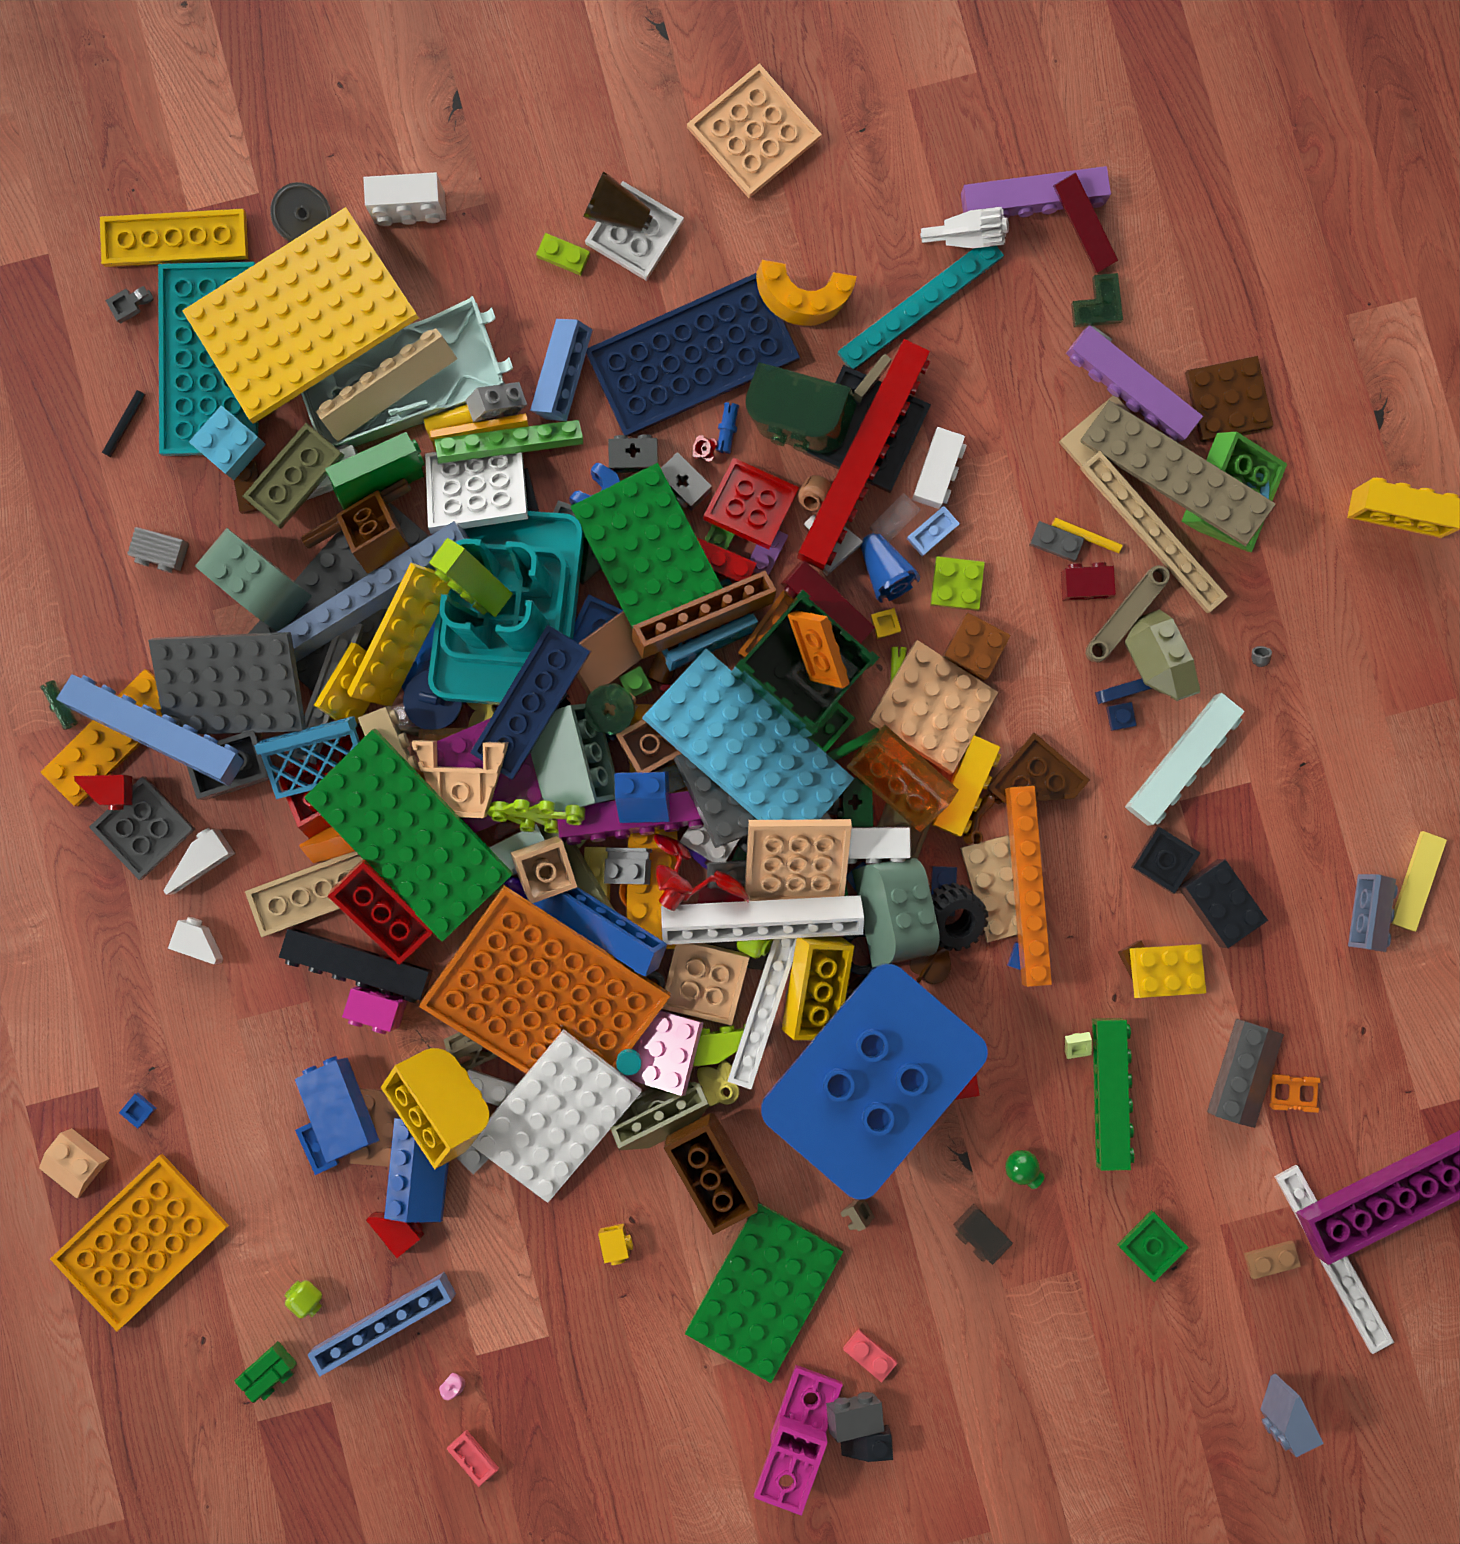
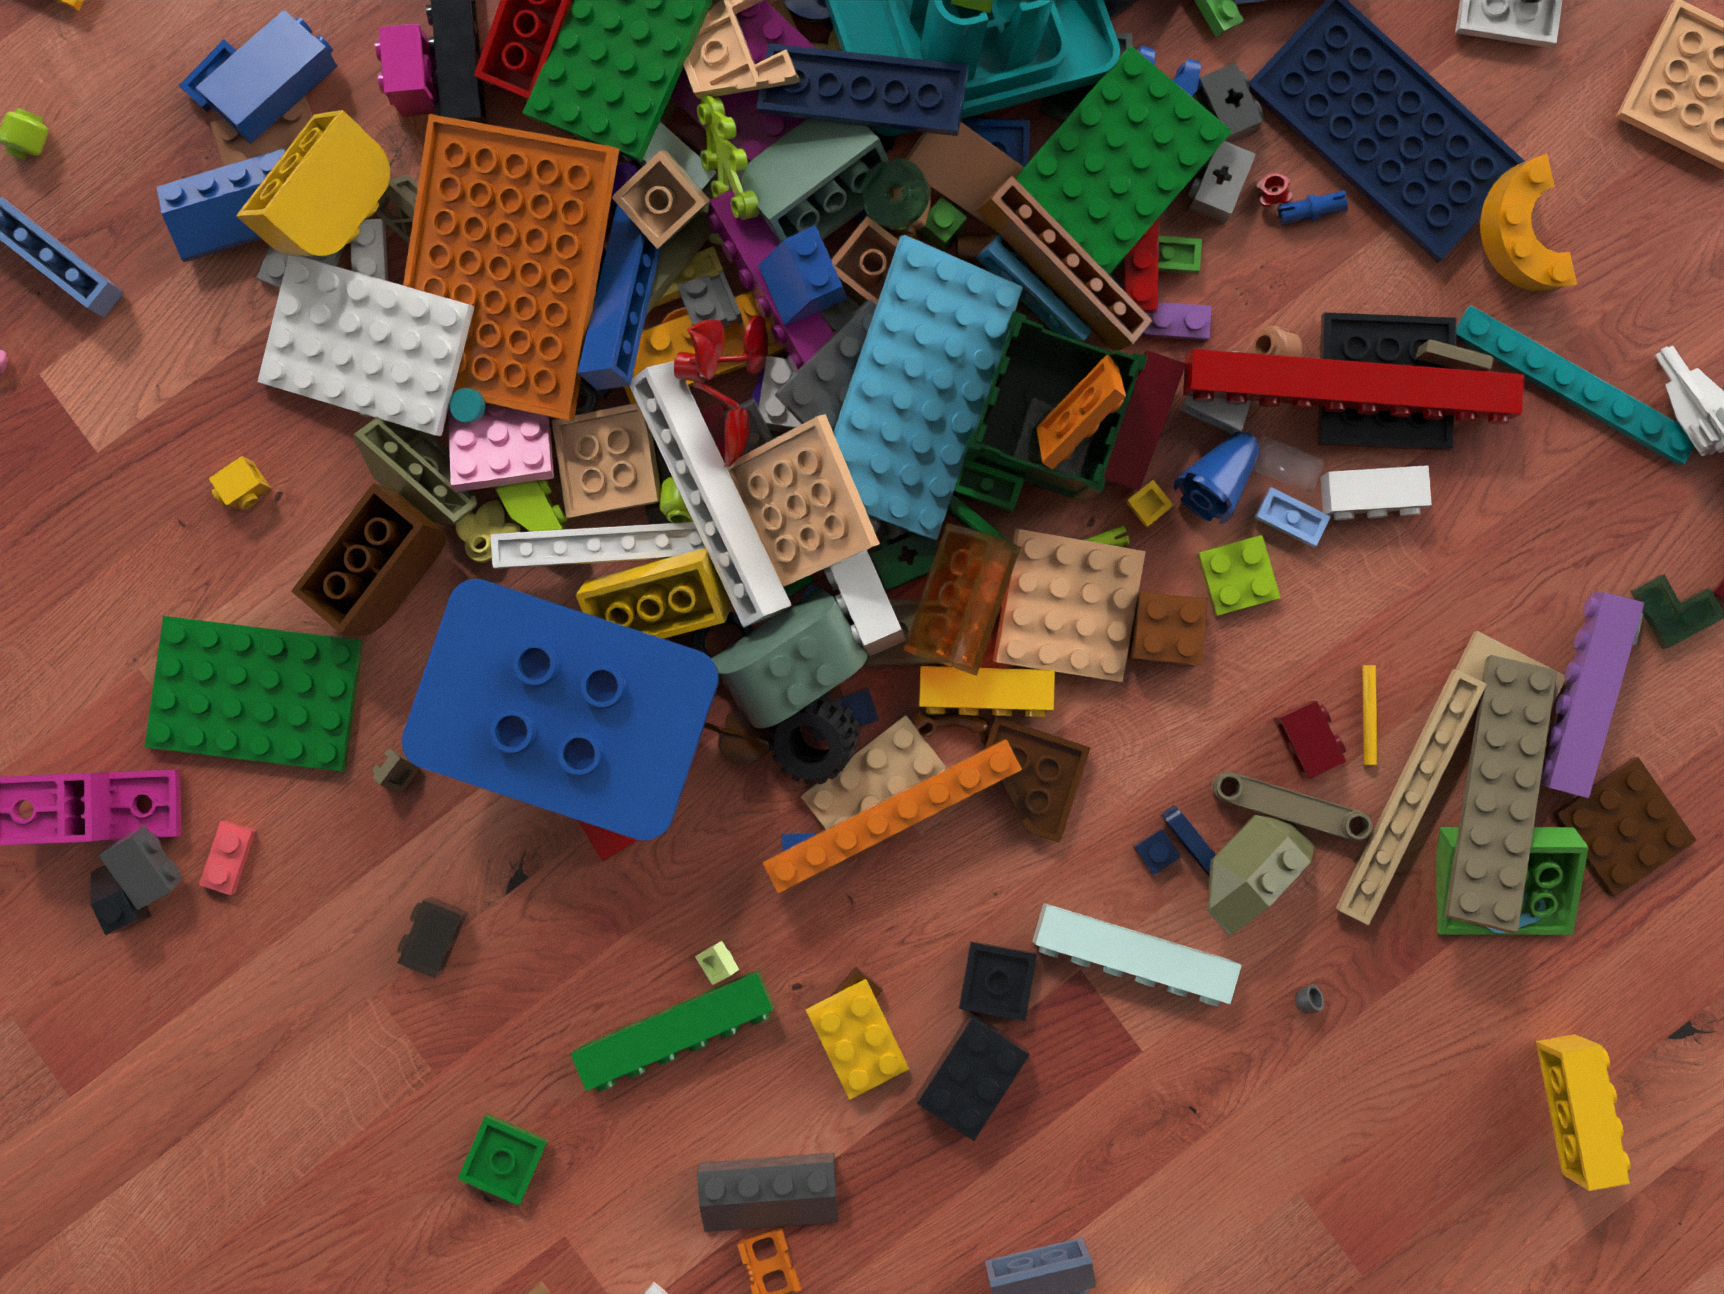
camera: 70 degrees right, 0 degrees up
(395, 1234) = (142, 211): red slope -> none
(751, 503) = (1229, 273): red plate -> none
(799, 409) = (1376, 280): clear green brick -> none
(1024, 1169) = (534, 956): green piece -> none
(1056, 541) = (1345, 679): dark grey plate -> none

